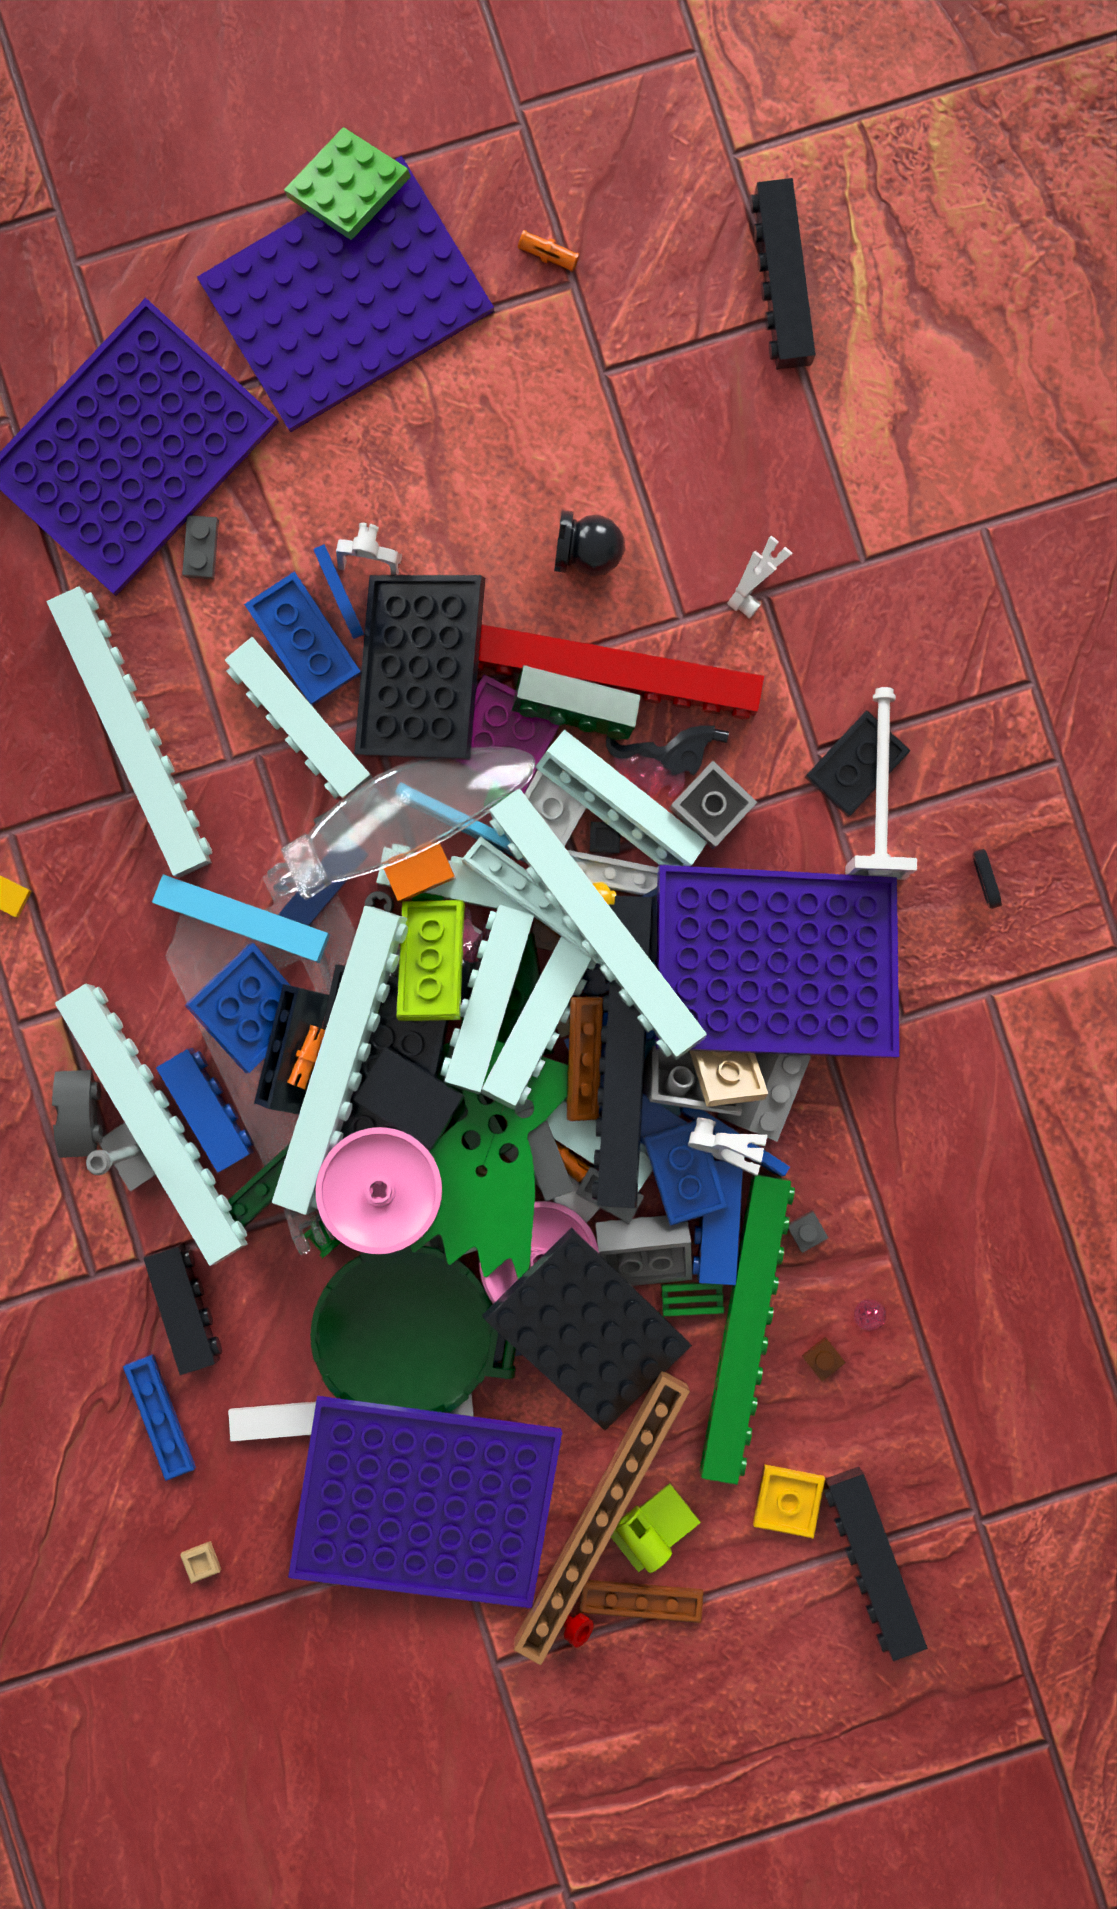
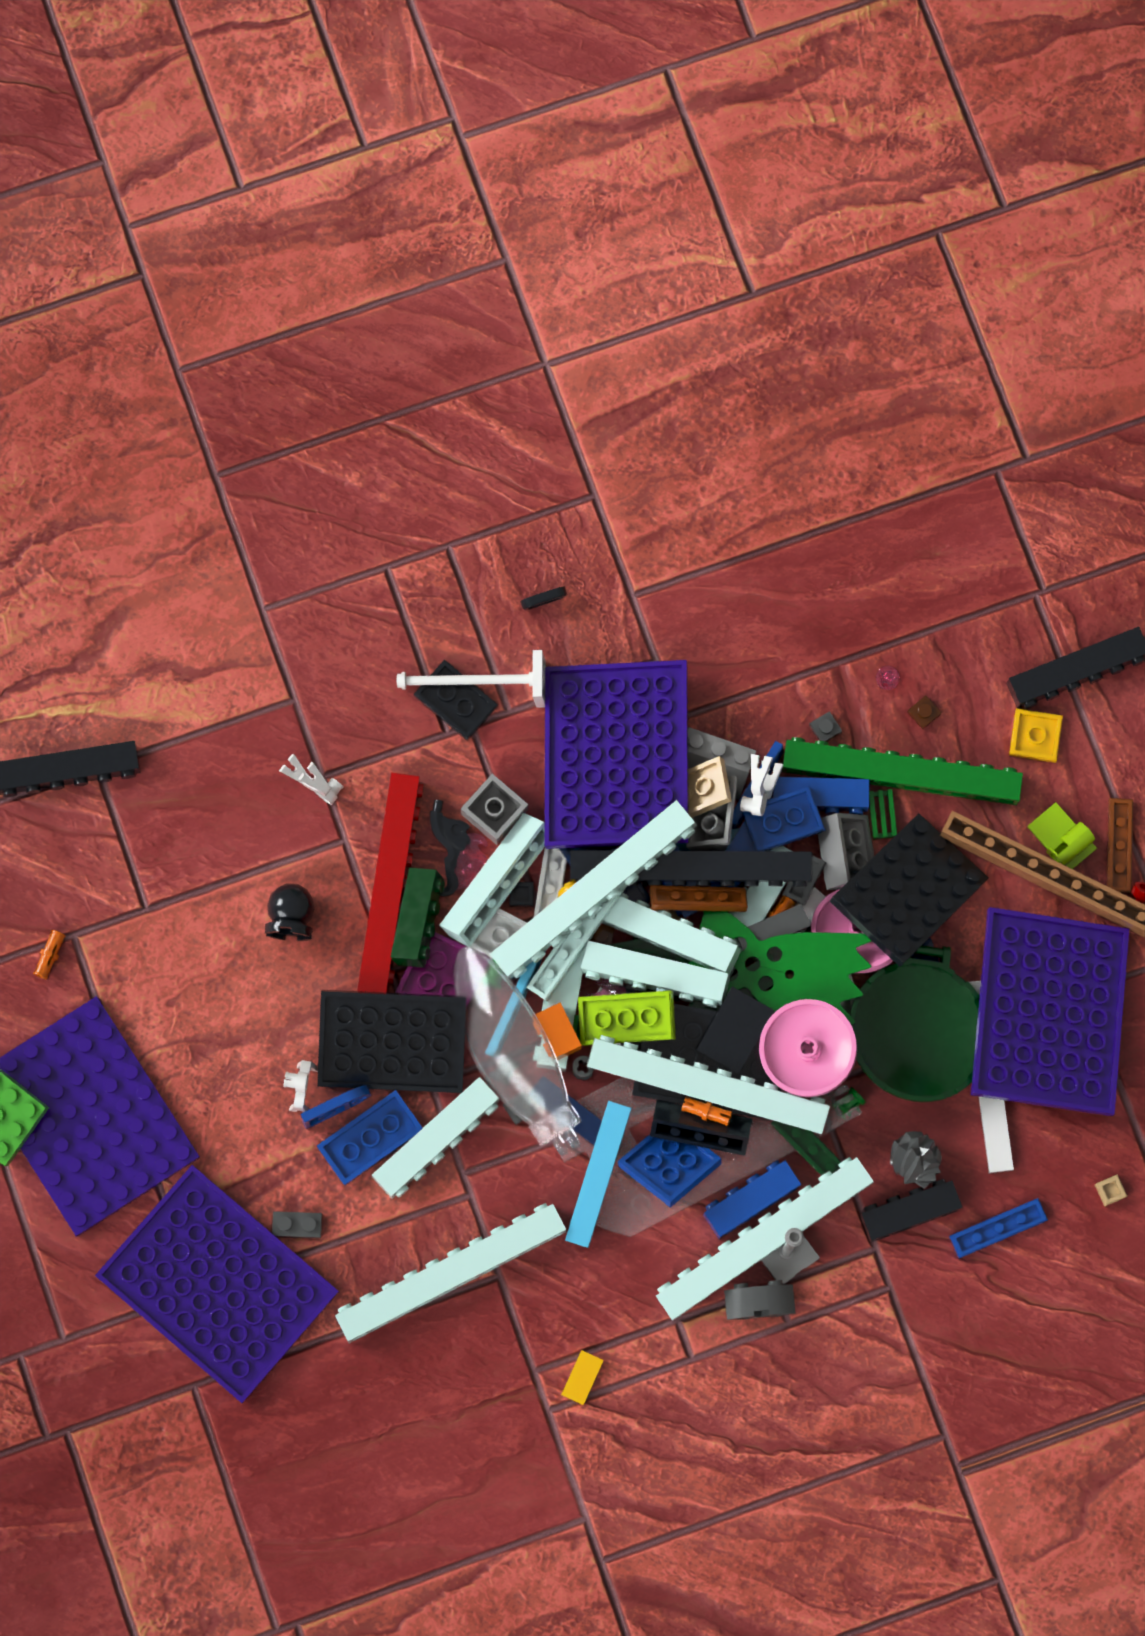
camera: 85 degrees left, 10 degrees down
(244, 1319) = (916, 1158): none -> dark grey hair

